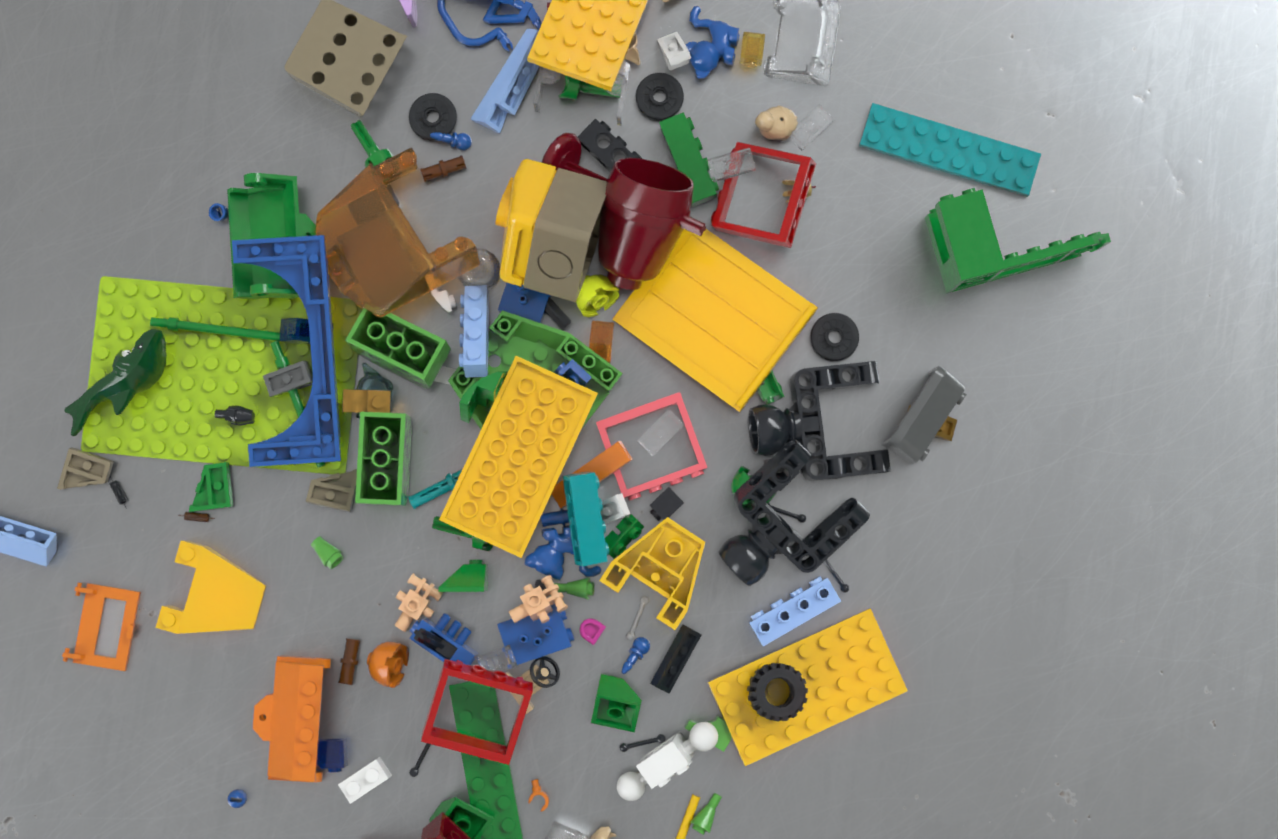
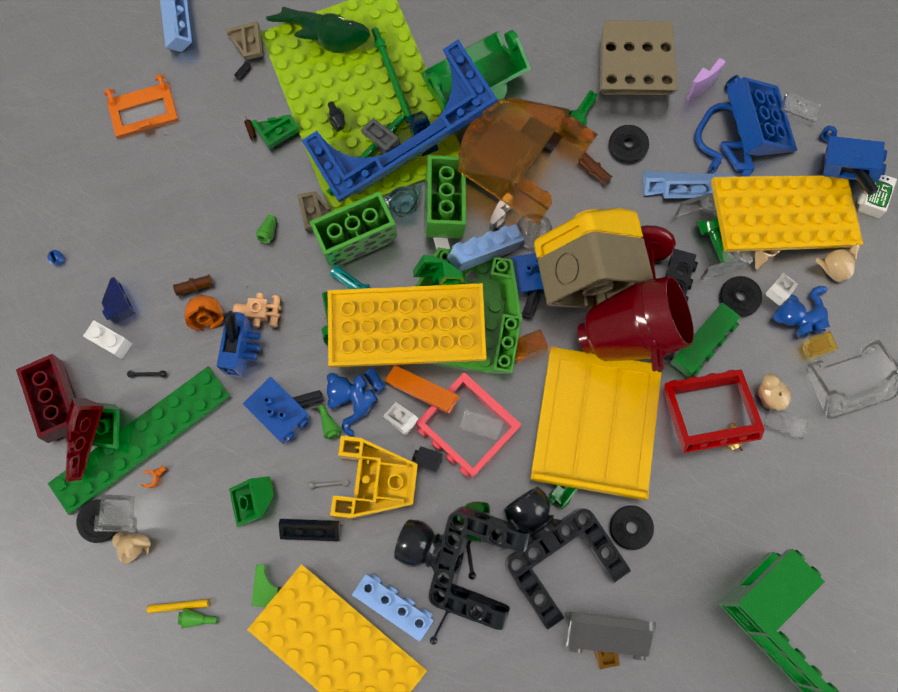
camera: 65 degrees right, 10 degrees down
(215, 213) = (476, 34): blue hinge -> none
(219, 596) = (198, 170): yellow wedge -> none
(293, 718) = (127, 262): orange piece -> none
(366, 401) = (392, 195): pearl gold arch -> none
(461, 141) = (622, 171): blue bar -> none
(465, 743) = (166, 399): red window -> none
(468, 578) = (295, 337): green slope -> none
(498, 660) = (242, 391): clear plate -> none
(537, 604) = (299, 396): light nougat piece -> none
(539, 676) = (237, 425): piece -> none
(573, 372) = (492, 335): blue bracket -> none
(585, 518) = (384, 400): teal brick -> none
(591, 630) = (301, 452): dark pink tile -> none
(595, 294) = (562, 323): neon yellow cylinder -> none
(630, 530) = (393, 442): green hinge -> none
(640, 647) = (305, 497): blue bar -> none
(660, 738) = (241, 550): black hinge -> none
(665, 760) = (223, 563): white brick -> none
(731, 165) = (721, 373): clear plate -> none
(796, 697) = (313, 643): black tyre -> none
(950, 149) = (836, 546): teal plate -> none

